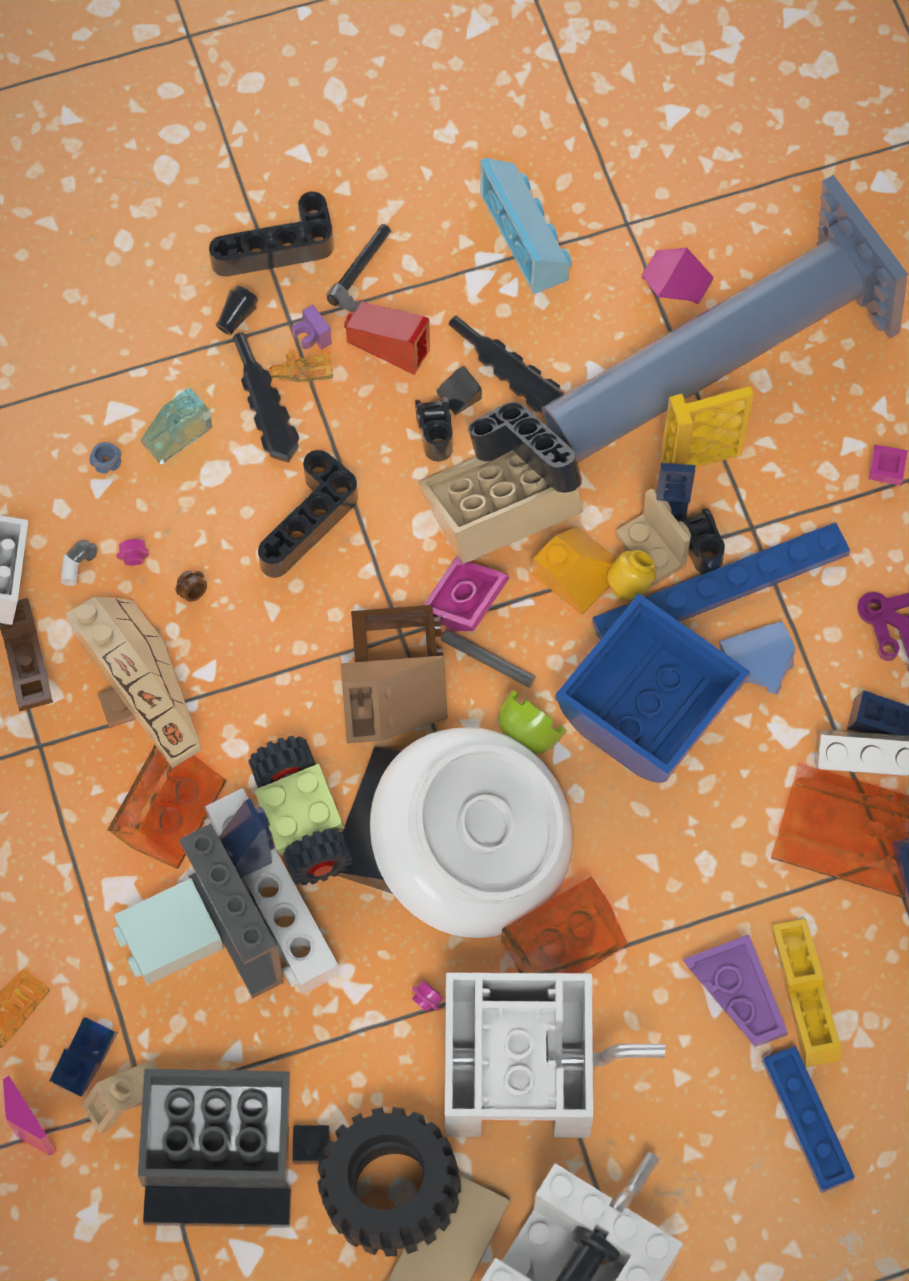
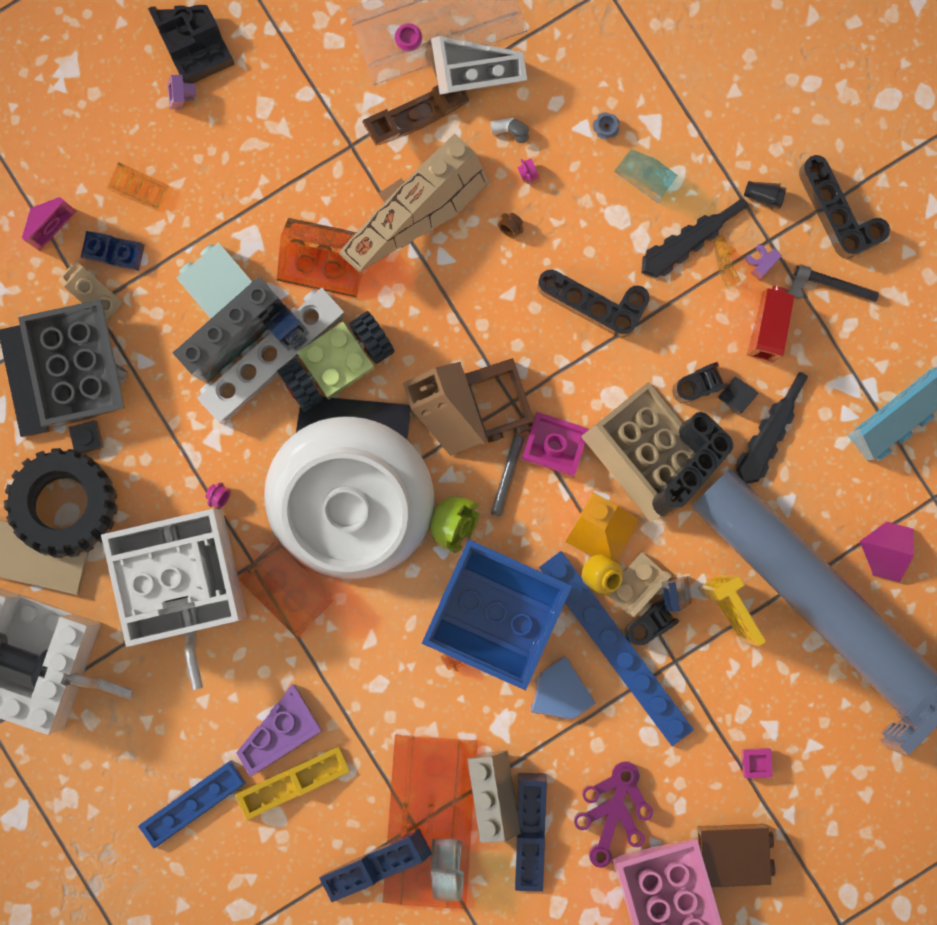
camera: 75 degrees right, 20 degrees up
(694, 767) = (451, 663): none -> clear orange plate

